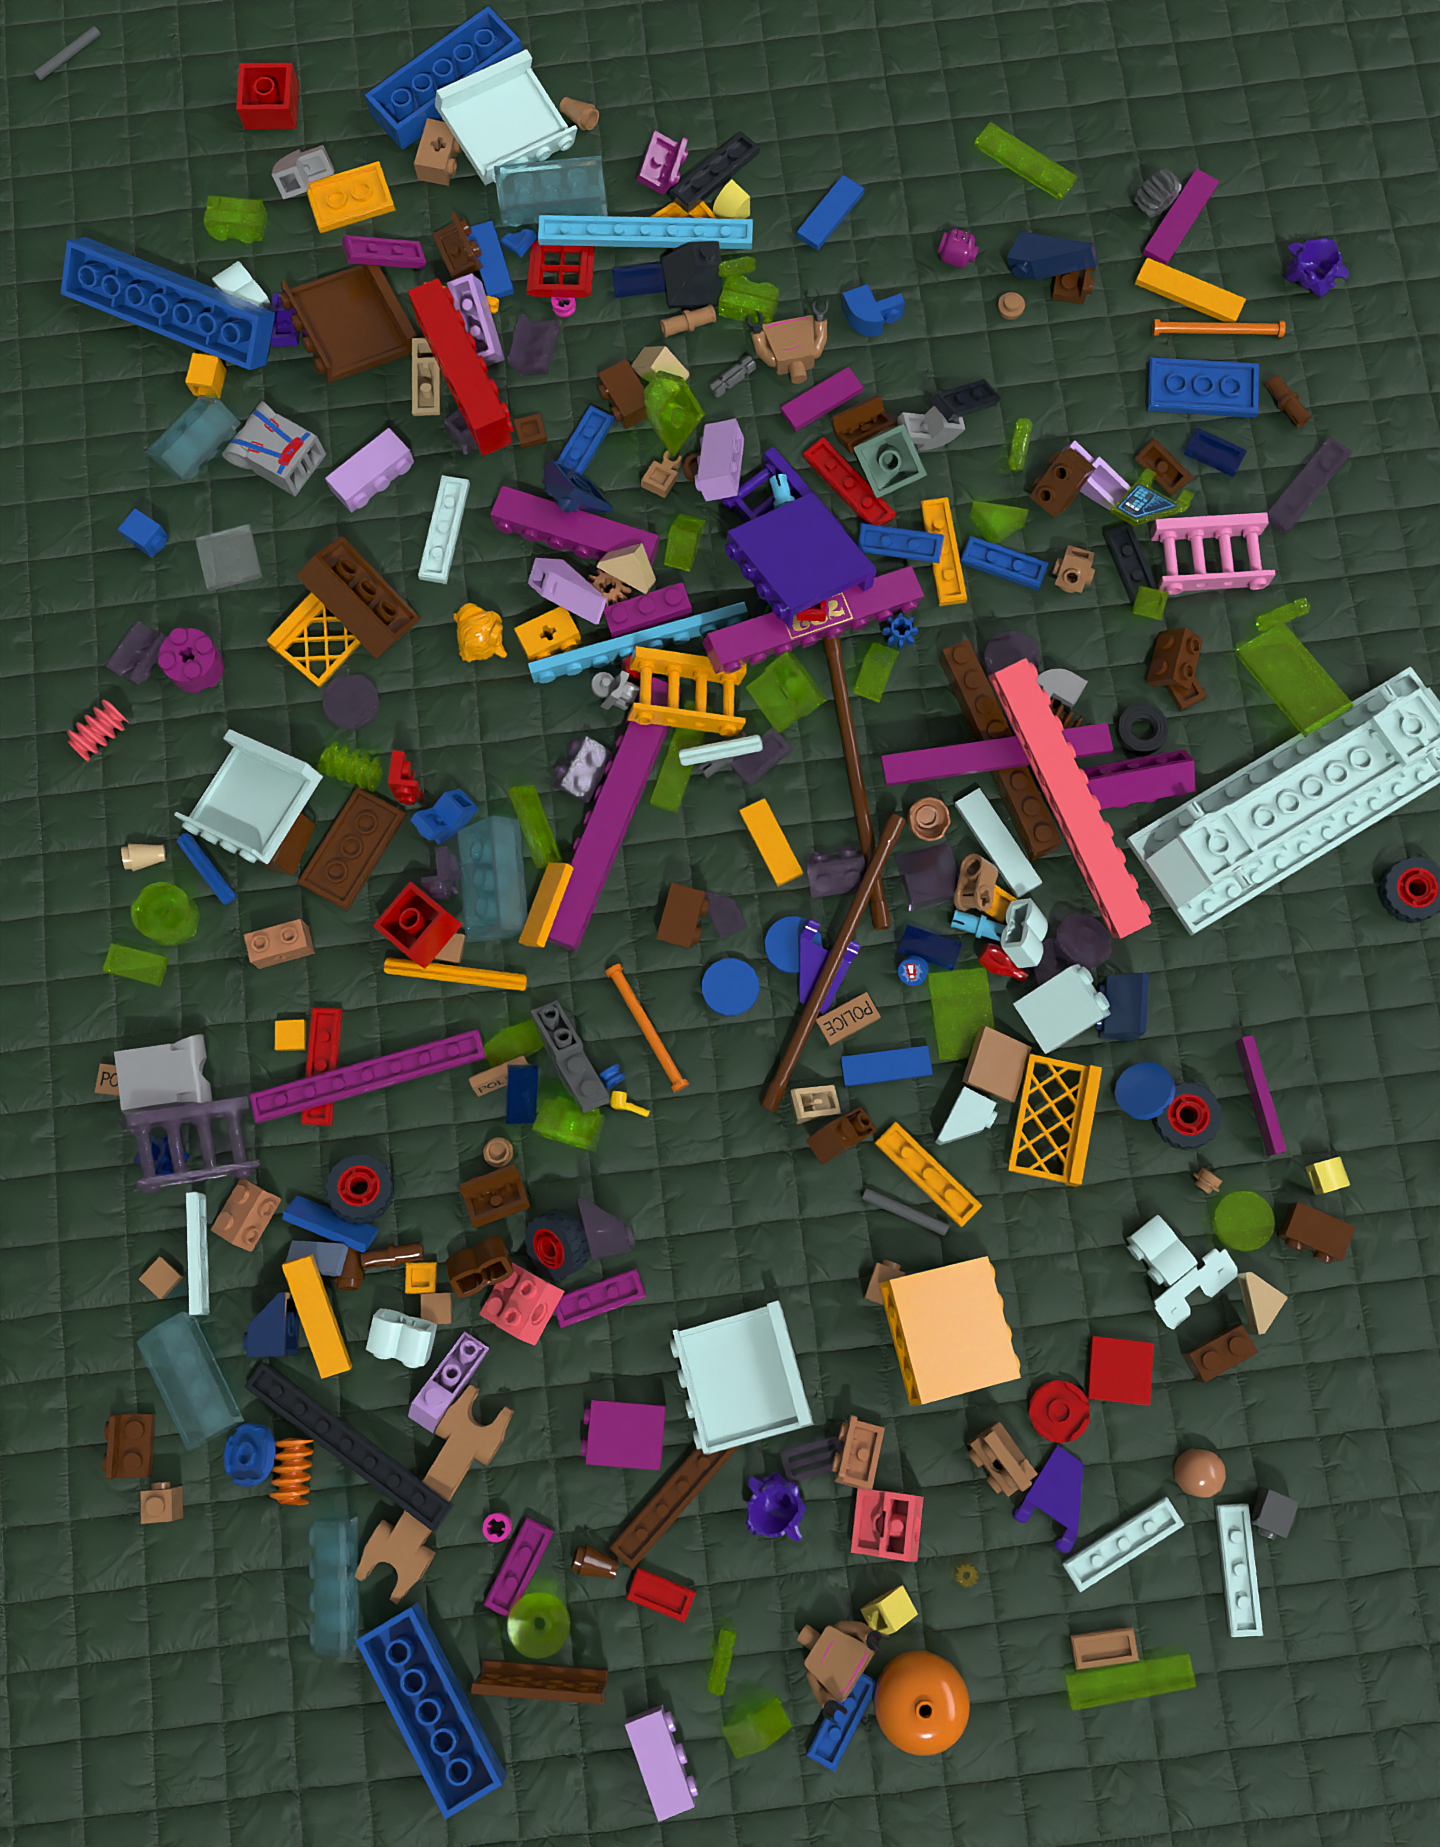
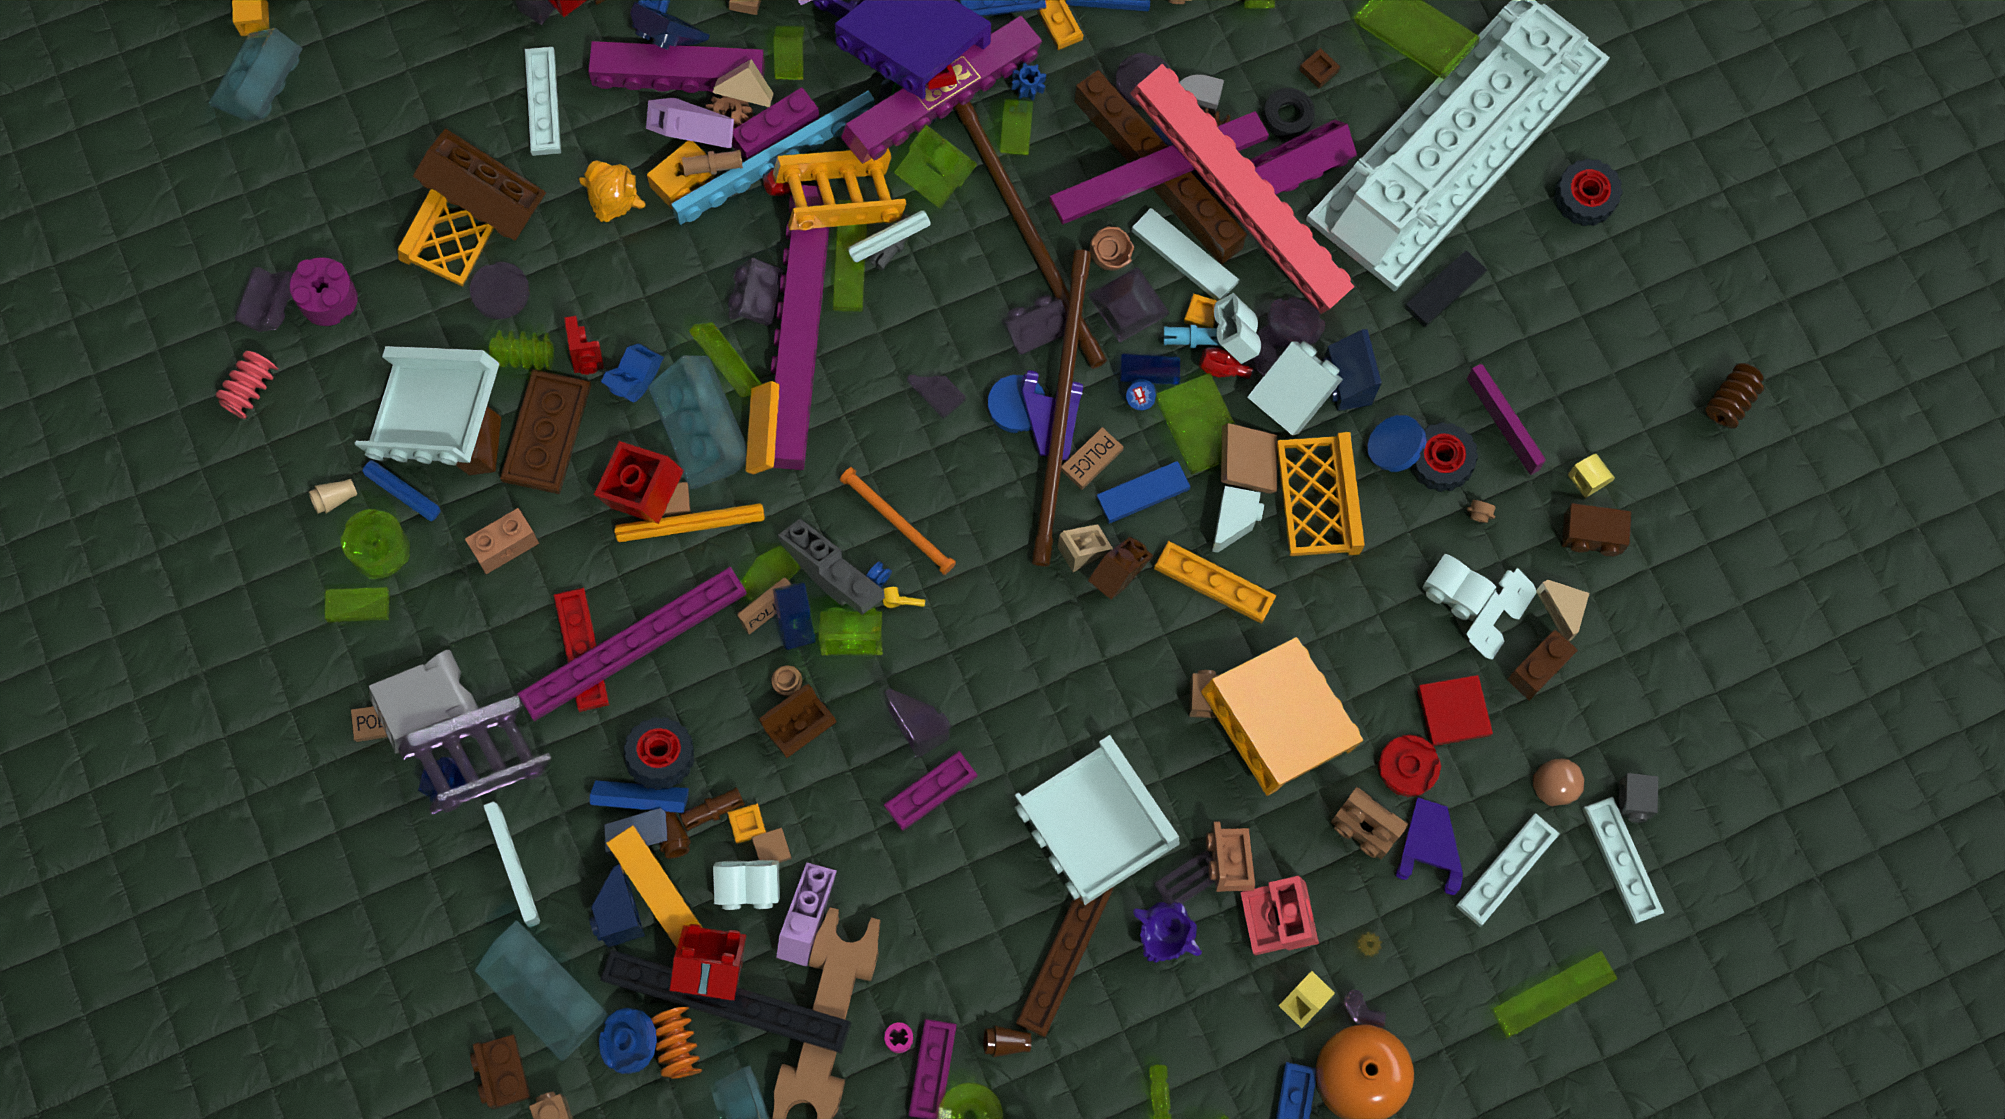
camera: 25 degrees left, 5 degrees down
(143, 533) = (234, 180): blue brick -> none
(161, 1277) = (480, 900): medium nougat tile -> none
(228, 557) = (329, 183): clear tile -> none
(245, 1215) = (549, 812): nougat bracket -> none
(275, 449) = (346, 65): light grey piece -> none
(290, 1035) = (540, 628): light orange tile -> none
(340, 1406) = (708, 962): none -> red container
(370, 470) = (450, 62): lavender brick -> none
(448, 872) = (650, 436): clear purple bracket -> none
(479, 1266) = (809, 786): reddish brown brick -> none
(522, 1304) = (856, 815): coral brick -> none
(557, 1244) = (875, 746): black wheel -> none
(576, 634) = (712, 162): none -> medium nougat pin
(617, 689) = (769, 207): light grey hips -> none
(624, 1434) = (998, 909): magenta brick -> none
(661, 1594) = (1081, 1052): red tile -> none
(682, 916) = (900, 402): reddish brown brick -> none
(730, 987) = (967, 460): blue tile -> none
(754, 765) = (925, 243): clear purple plate -> none
(771, 842) = (964, 313): light orange tile -> none
(838, 1661) = (1273, 1055): medium nougat torso -> none
(905, 1211) = (1204, 623): dark grey bar -> none
(937, 1641) = (1360, 1012): none -> clear purple arm
(976, 883) = (1176, 295): medium nougat piece -> none
(1104, 1647) = (1520, 971): medium nougat tile -> none
(1175, 658) = (1299, 39): reddish brown bracket -> none
(1242, 946) = (1445, 288): none -> black tile
(1243, 1221) = (1526, 539): clear neon green tile -> none

